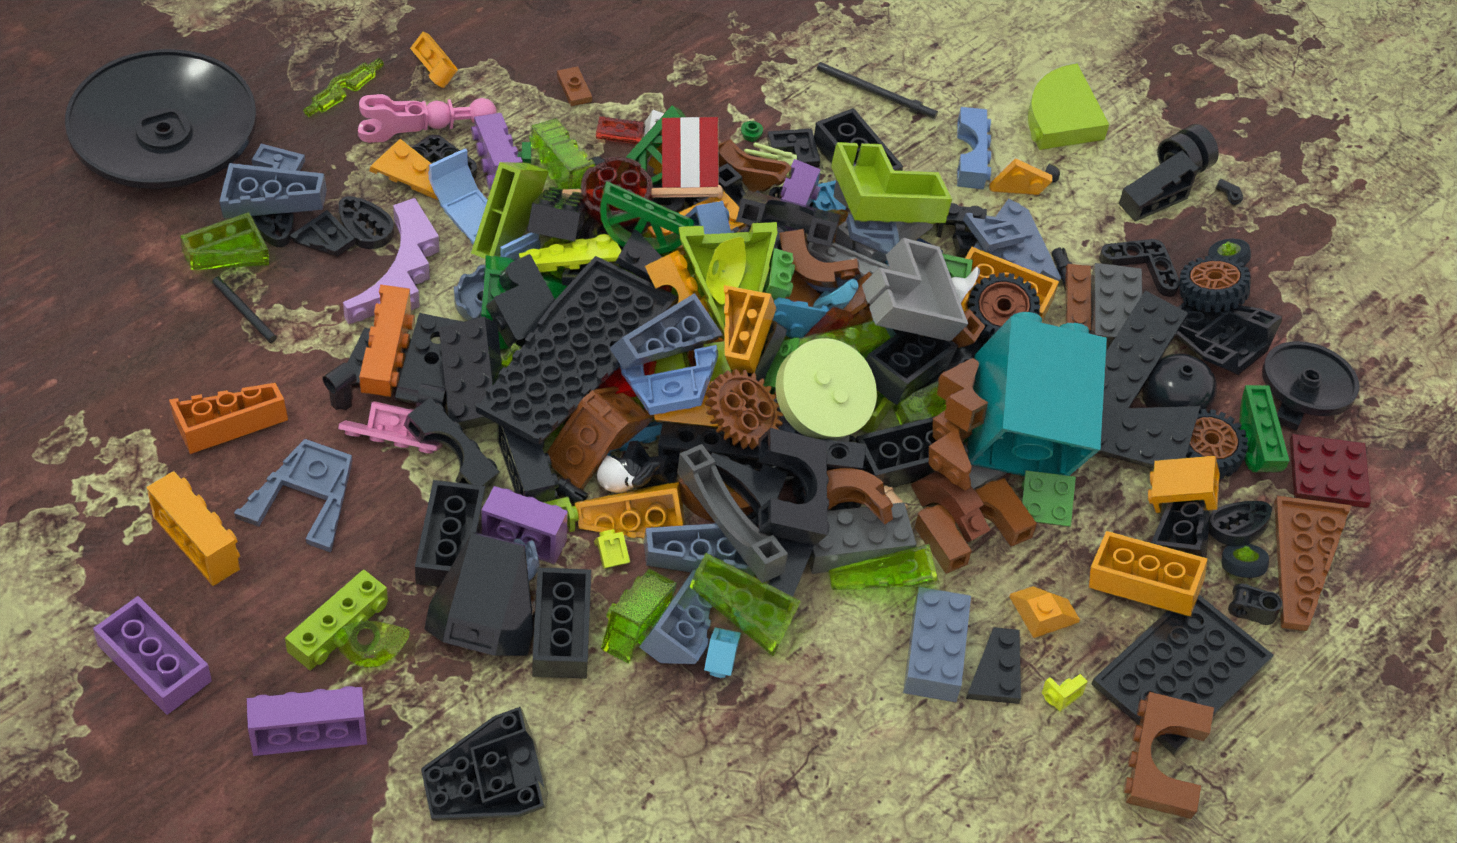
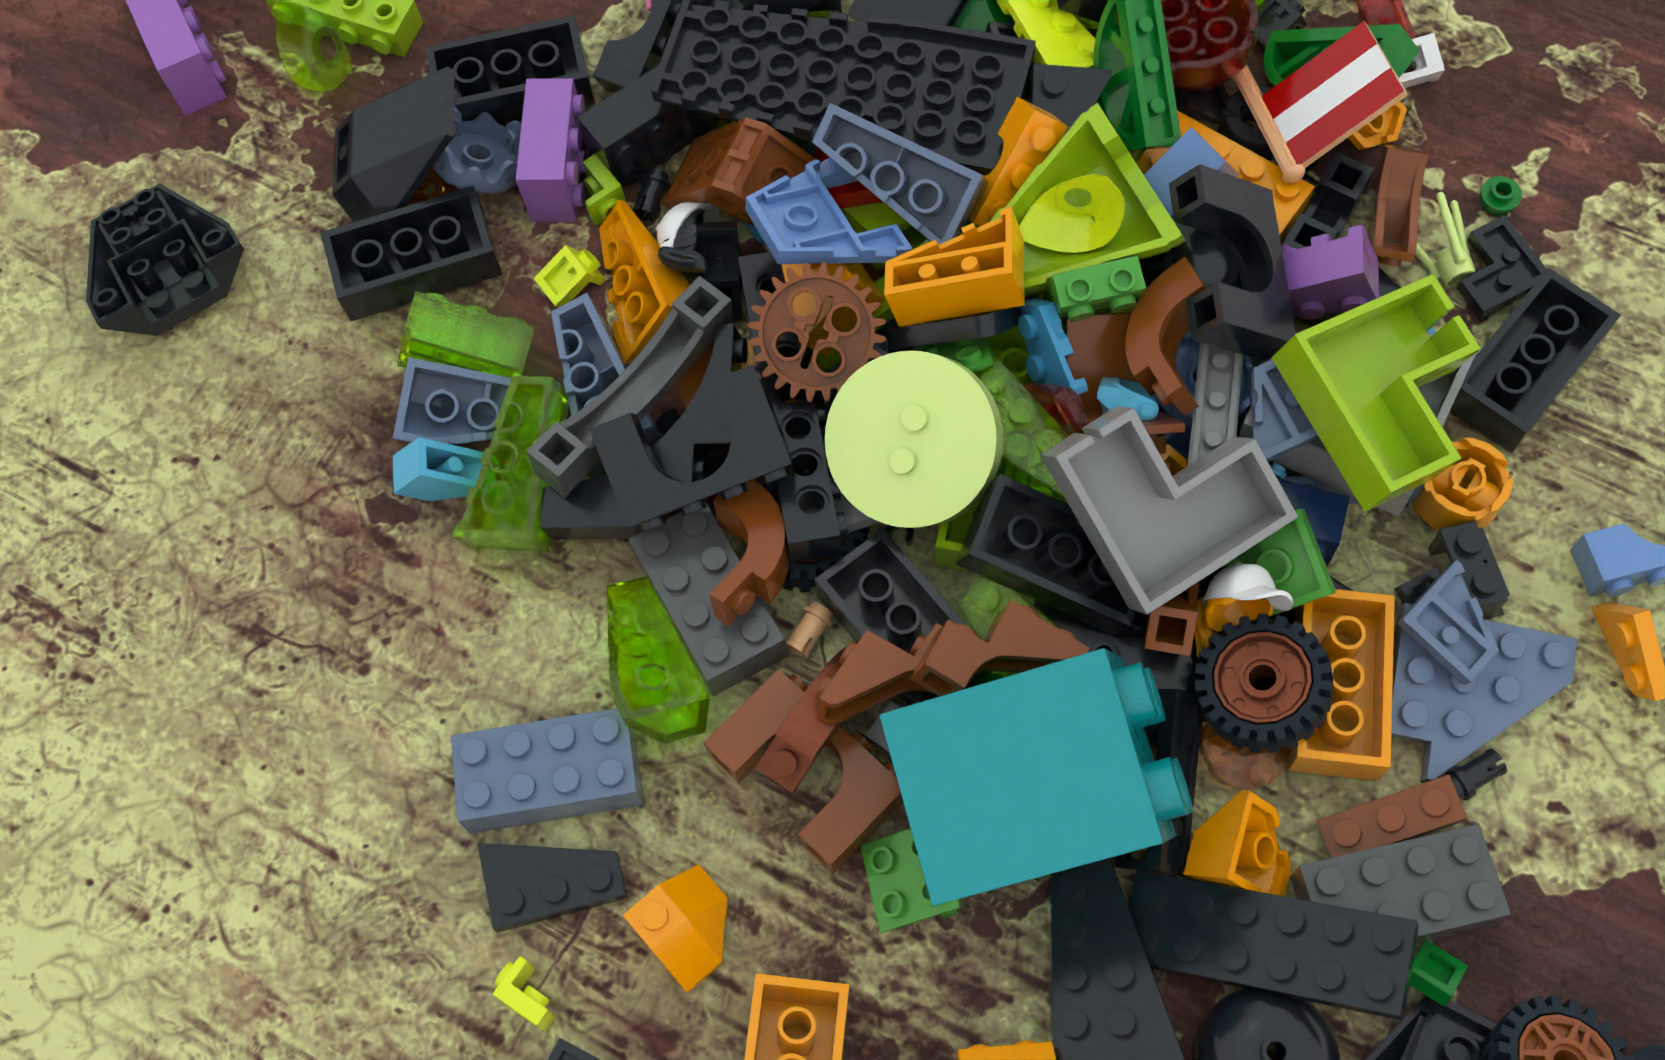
camera: 85 degrees right, 15 degrees up
(1150, 252) = (1579, 939): black beam -> none

